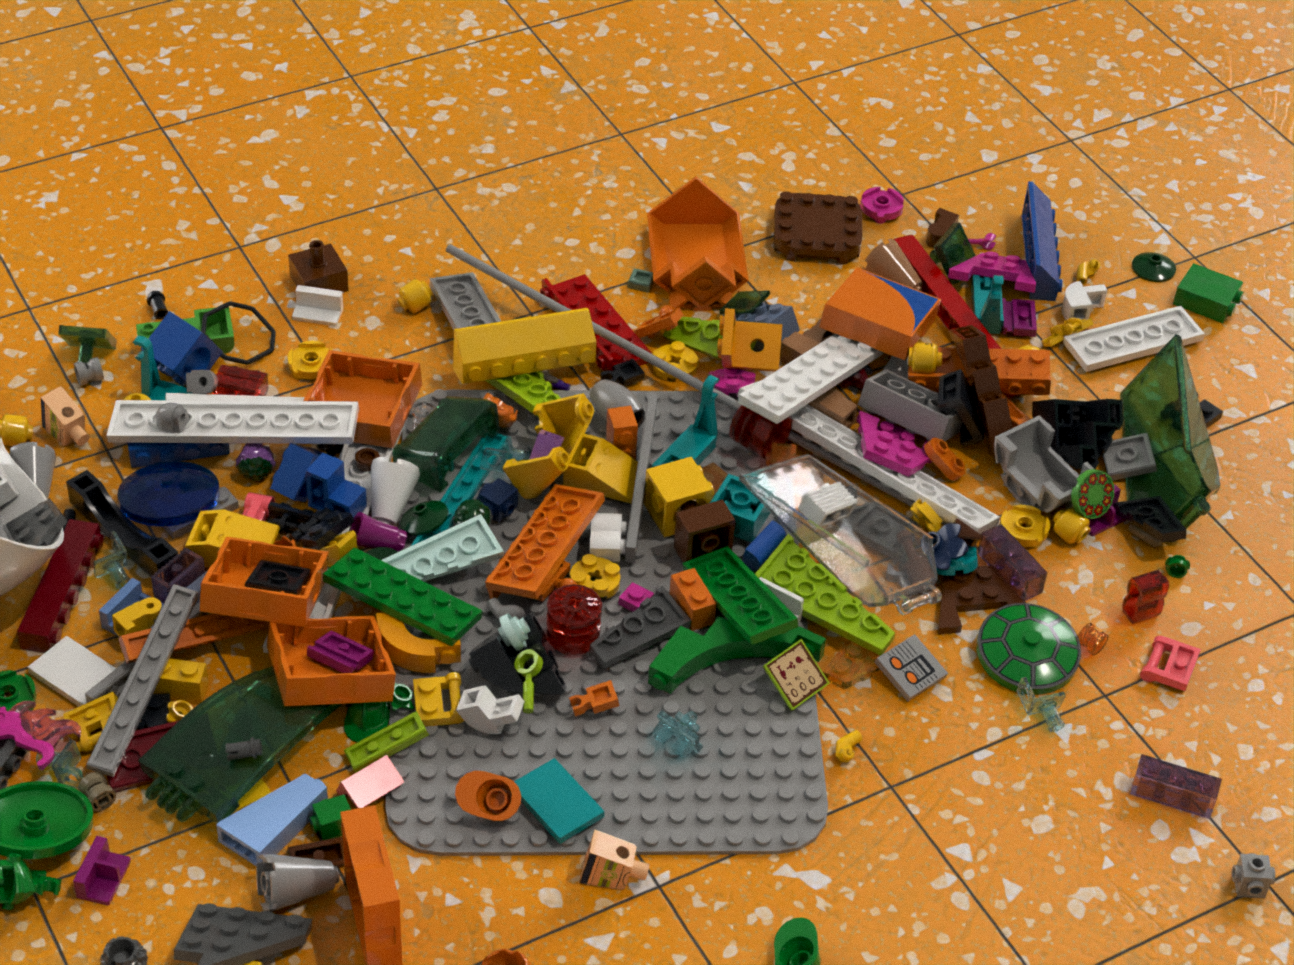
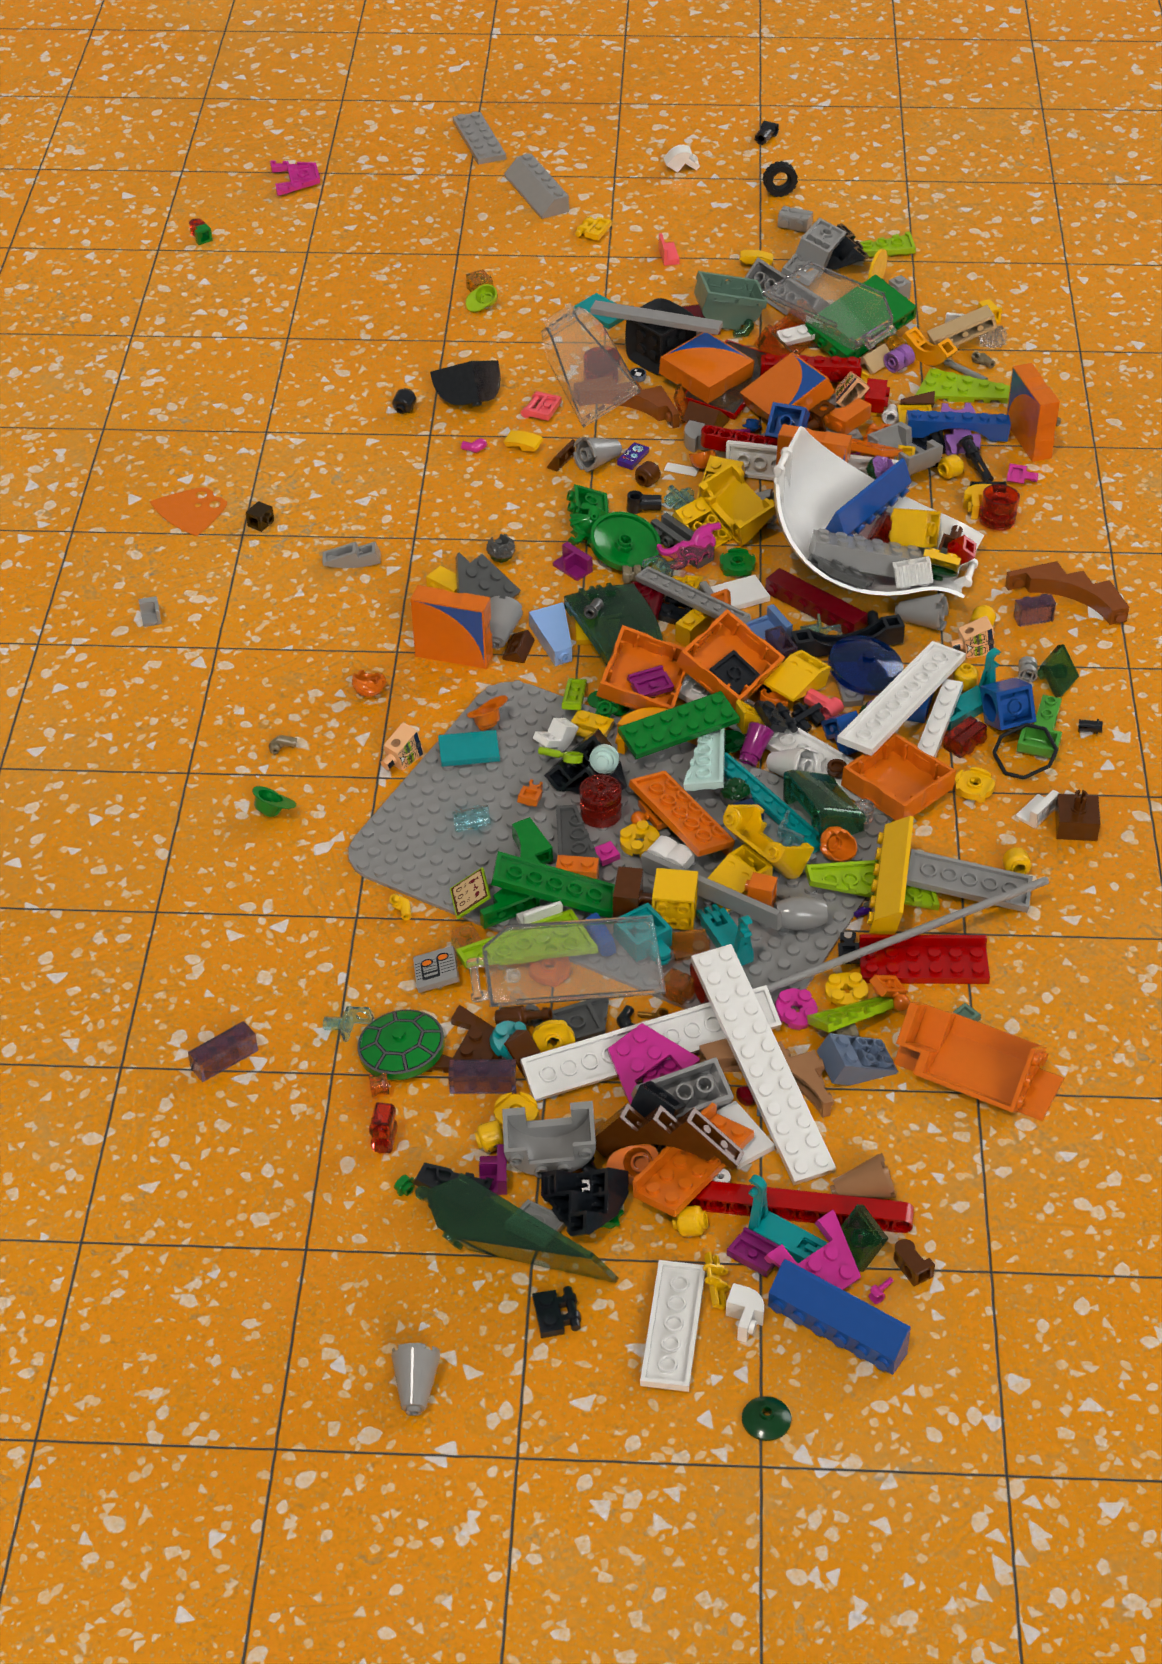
camera: 125 degrees right, 0 degrees up
(137, 616) = (758, 621): yellow leg -> none
(172, 417) = (920, 664): light grey piece -> none
(178, 710) = (668, 618): yellow plate -> none
(201, 381) = (968, 705): light grey piece -> none
(327, 817) = (536, 655): green brick -> none
(329, 488) = (808, 729): blue brick -> none
(371, 783) = (548, 676): panel -> none
(424, 517) = (757, 774): dark green dish -> none
(544, 443) = (761, 831): medium lavender slope -> none
(739, 336) = (819, 998): light orange bracket -> none
(745, 301) = (885, 1057): clear green piece -> none
(817, 226) = (966, 1166): reddish brown plate -> none
(827, 504) = (600, 968): white brick -> none
(879, 313) = (795, 1114): orange tile -> none
(882, 204) = (975, 1248): dark pink plate -> none
(924, 357) = (719, 1111): yellow head -> none
(945, 459) = (615, 1094): orange plate -> none
(948, 545) = (520, 1021): dark blue plate -> none
(1087, 269) = (791, 1348): yellow arm -> none
(1092, 493) = (494, 1138): tile -> none
(1179, 665) = (318, 1126): coral plate -> none
(1209, 293) = (693, 1425): green brick -> none
(1253, 875) = (126, 1048): light grey brick -> none

